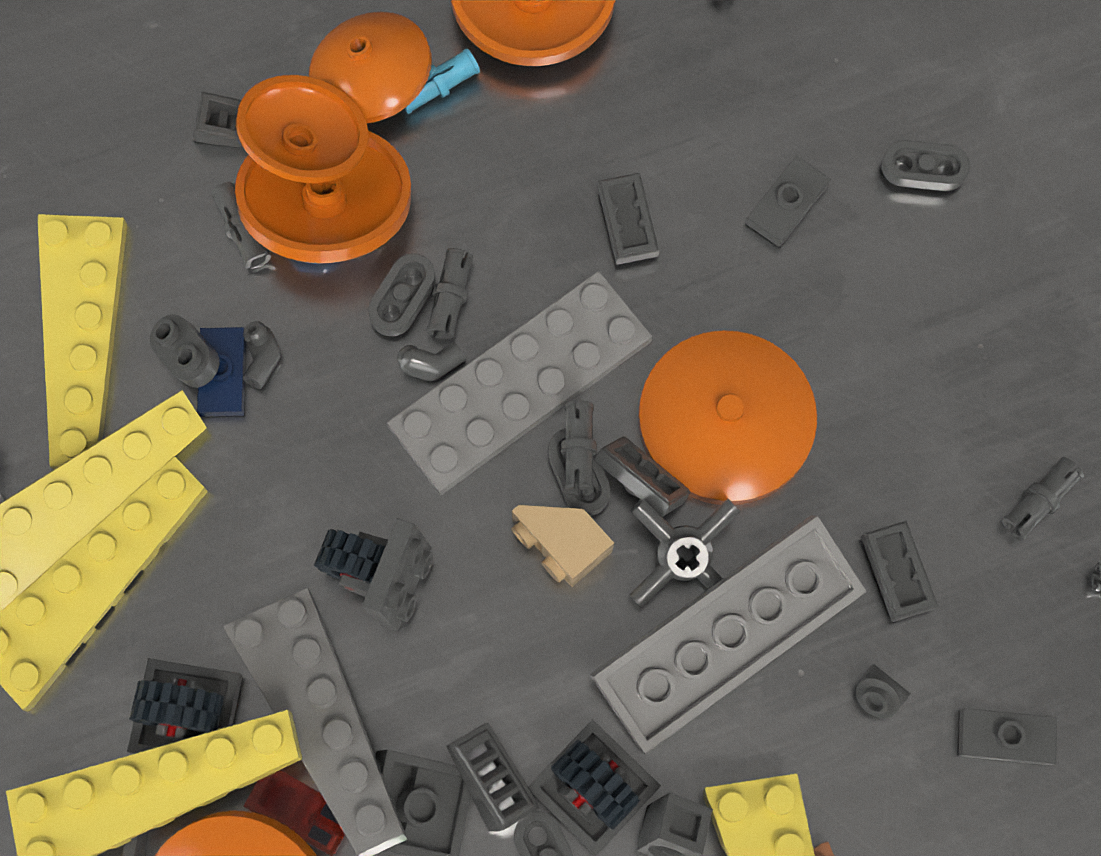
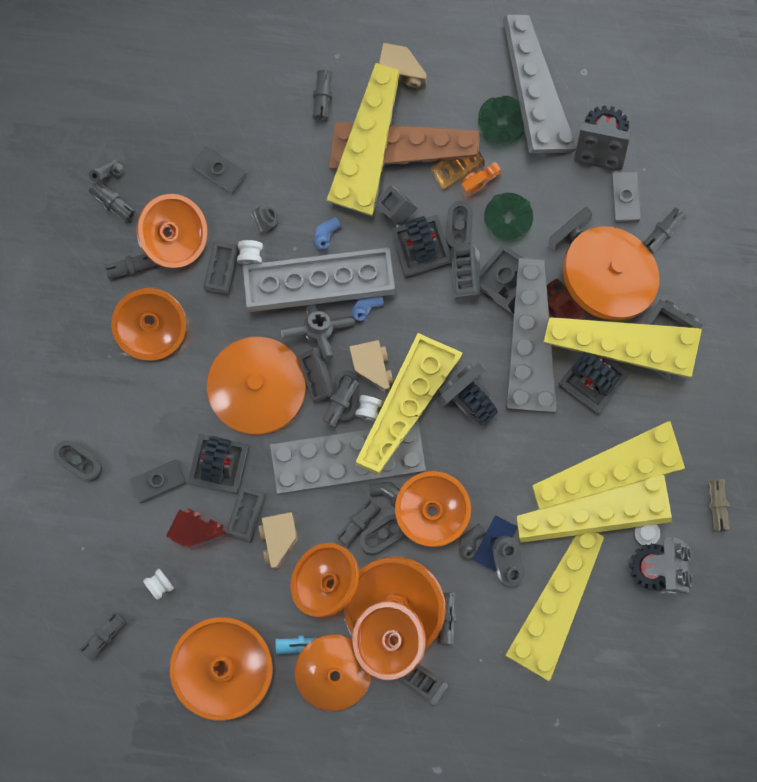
camera: 140 degrees left, 5 degrees up
(328, 336) = (435, 491): none -> orange dish
(463, 164) = (314, 577): none -> orange dish
(472, 546) = (415, 386): none -> light yellow wing
(529, 469) = (368, 408): none -> white wheel
(558, 211) = (280, 538): none -> tan slope
(632, 626) = (364, 305): none -> medium blue arm
(688, 153) = (194, 532): none -> clear red slope
(694, 57) = (158, 584): none -> white wheel
(713, 266) = (218, 463): none -> plate
(769, 721) = (323, 232): none -> medium blue arm
(868, 618) = (249, 252): none -> white wheel
(951, 395) = (147, 339): none -> orange dish
(986, 571) = (185, 227): none -> orange dish

